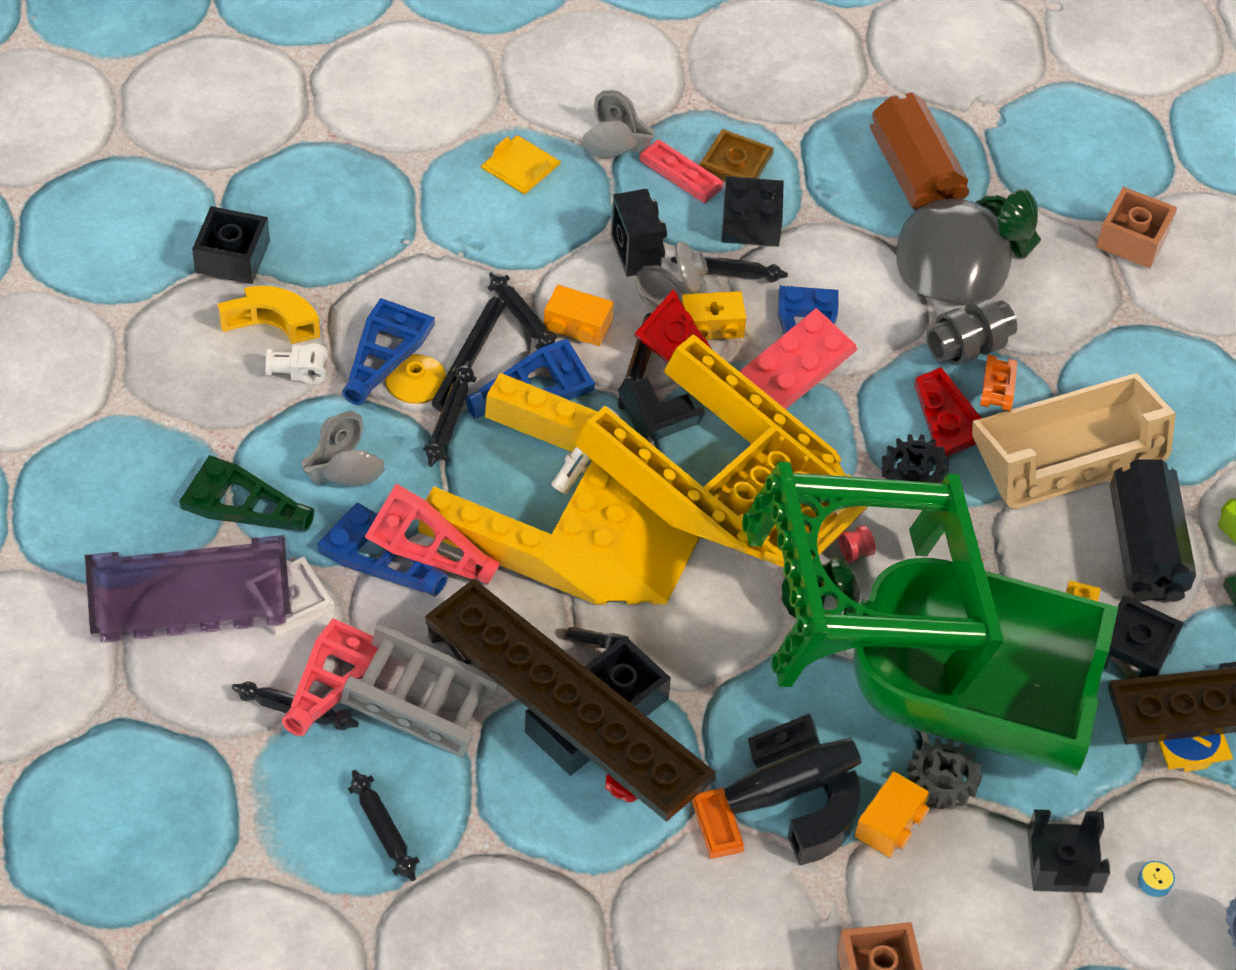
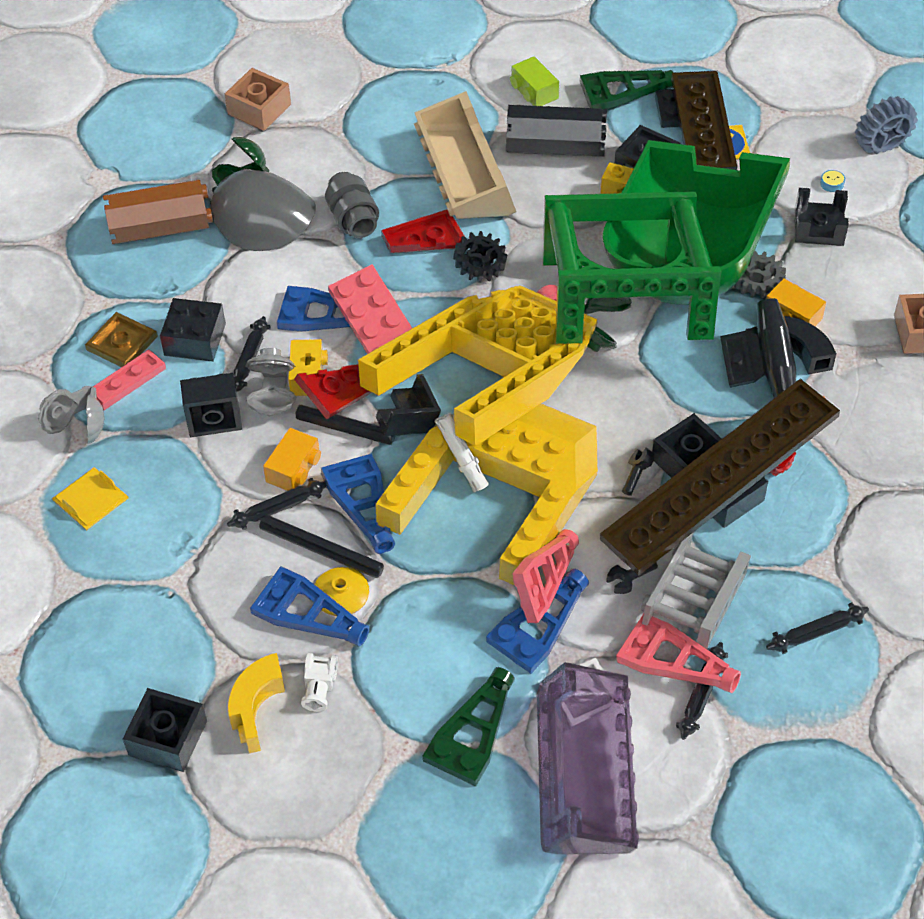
camera: 80 degrees left, 0 degrees up
(335, 455) = (419, 643): light grey animal -> none
(449, 413) = (394, 559): black wheel -> none
(999, 383) = (411, 191): orange plate -> none

